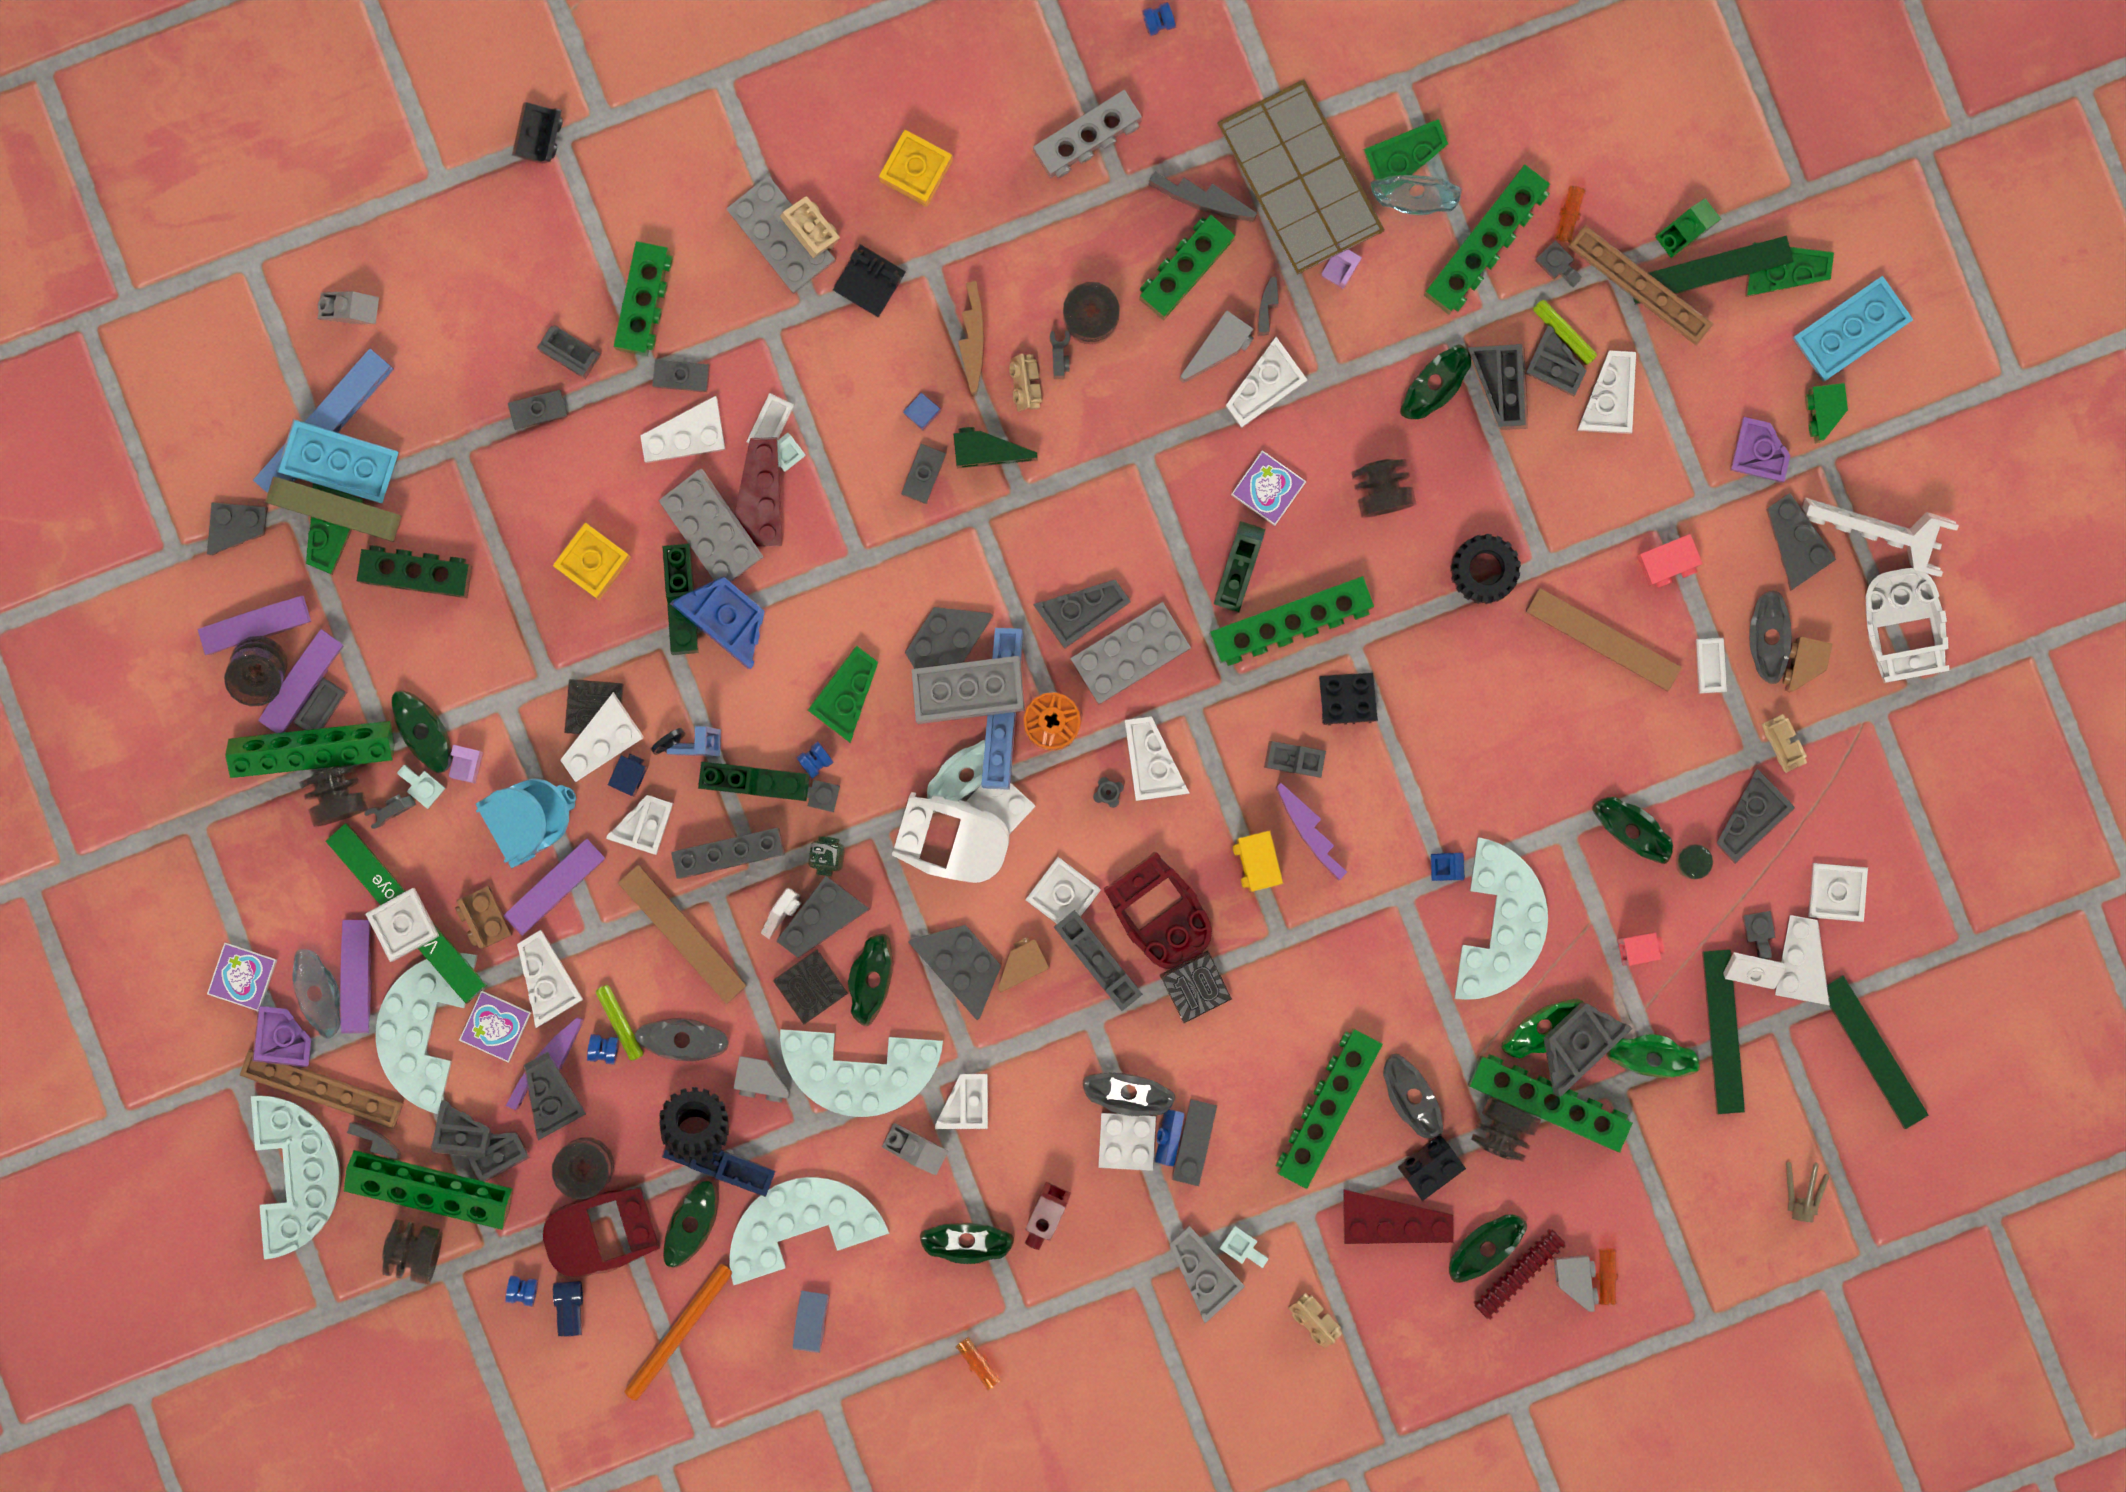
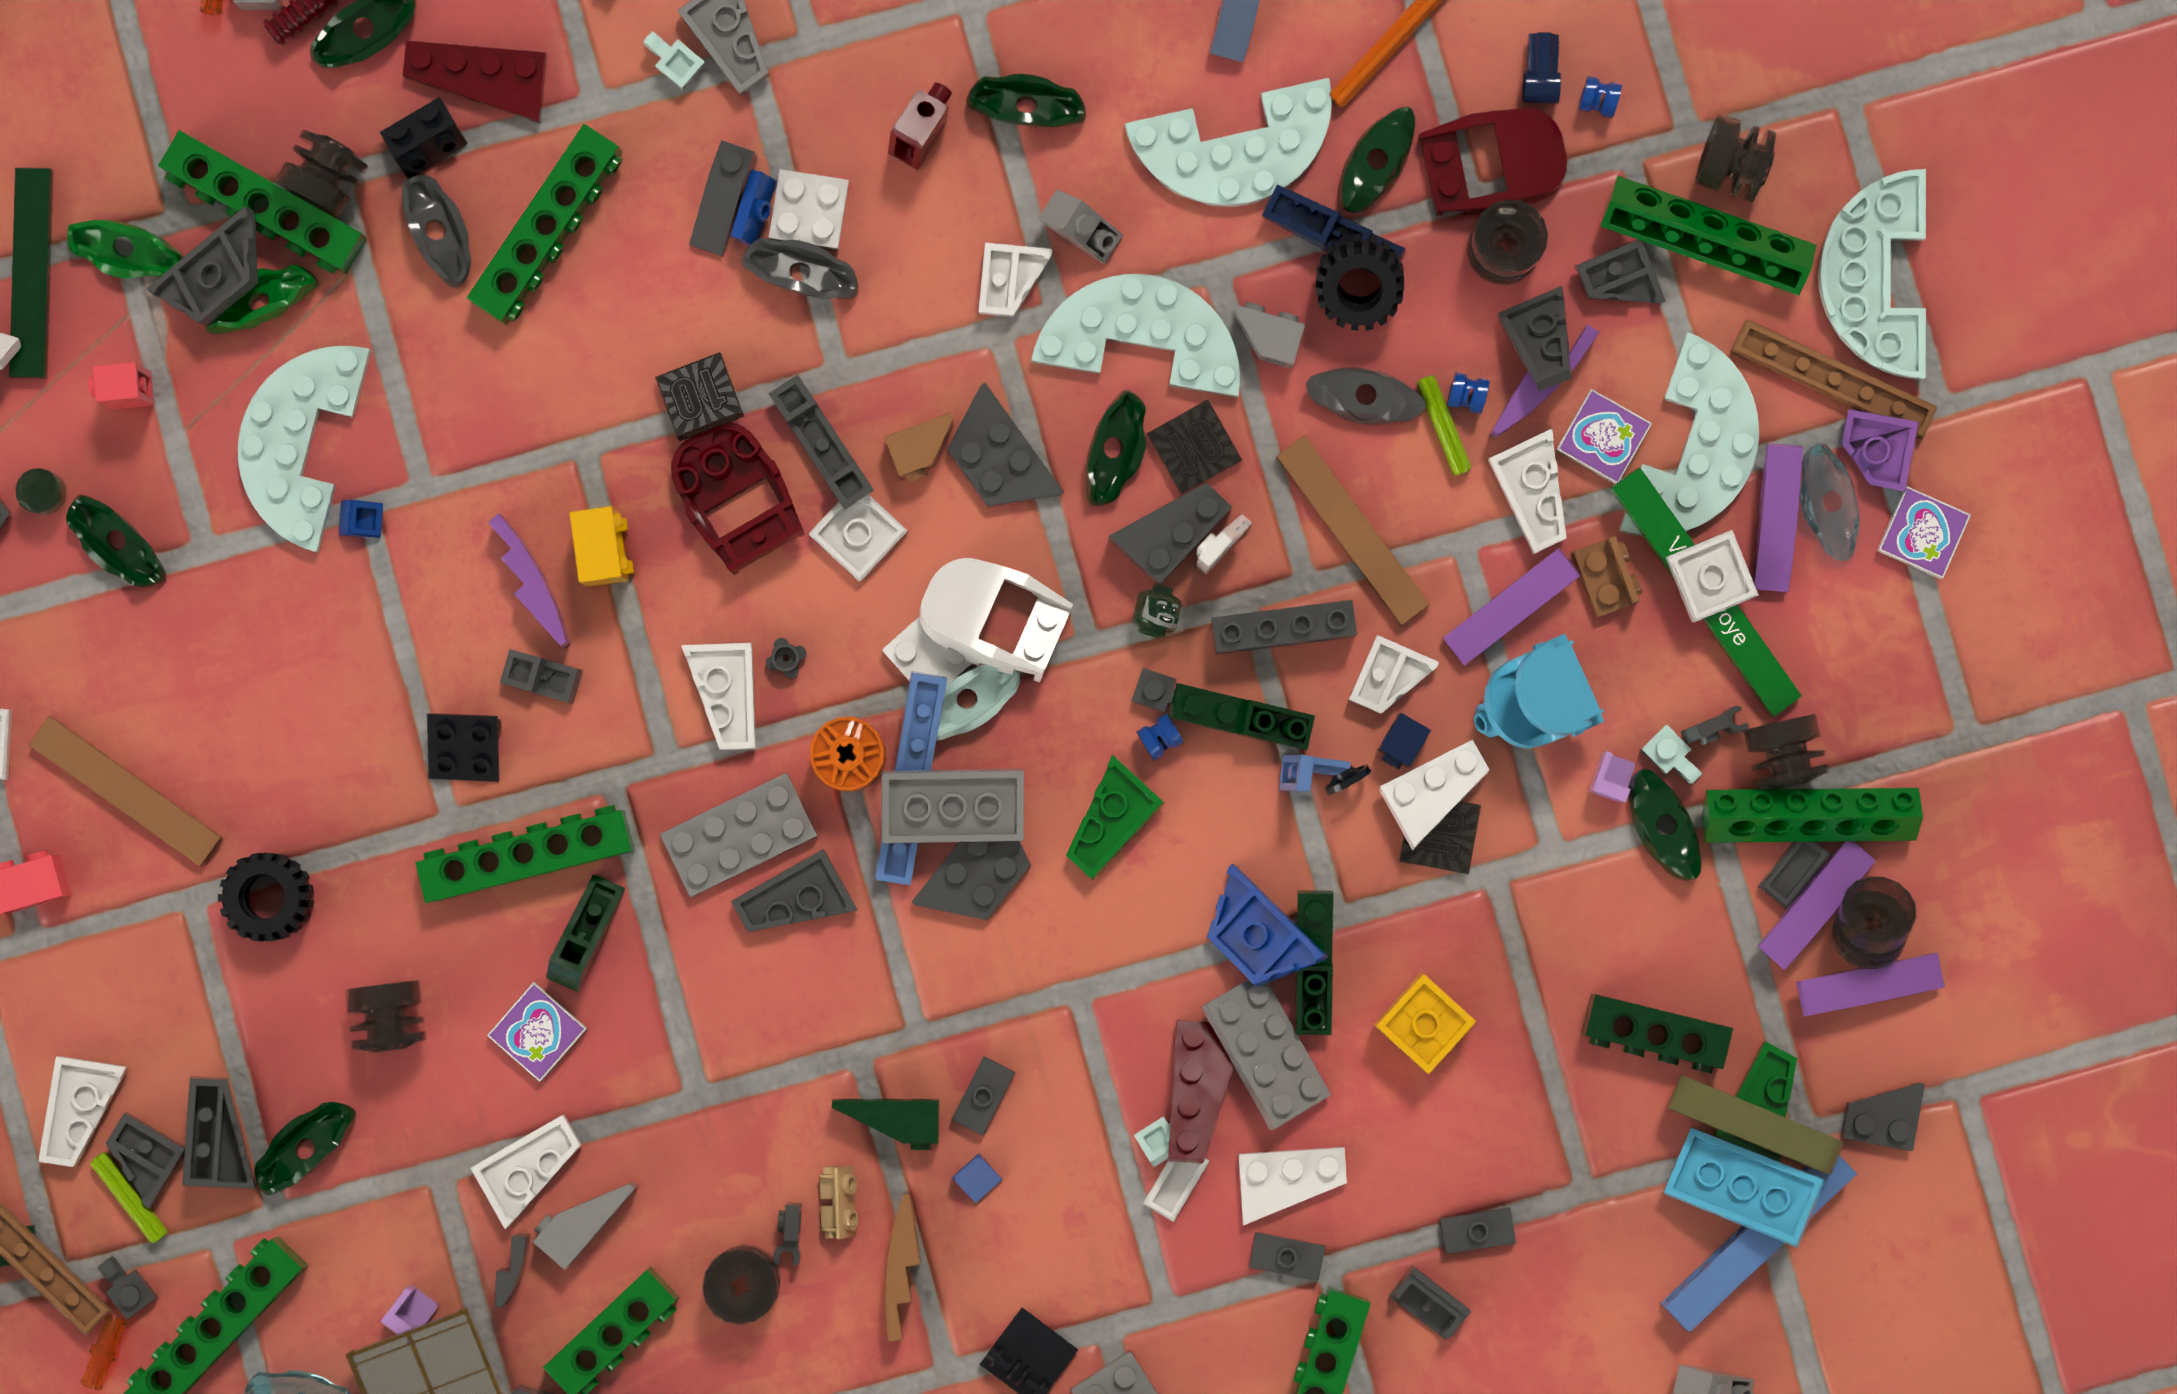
camera: 175 degrees left, 0 degrees up
(380, 1144) = (1762, 300): dark grey slope -> none
(459, 1134) = (1661, 302): dark grey wing -> none

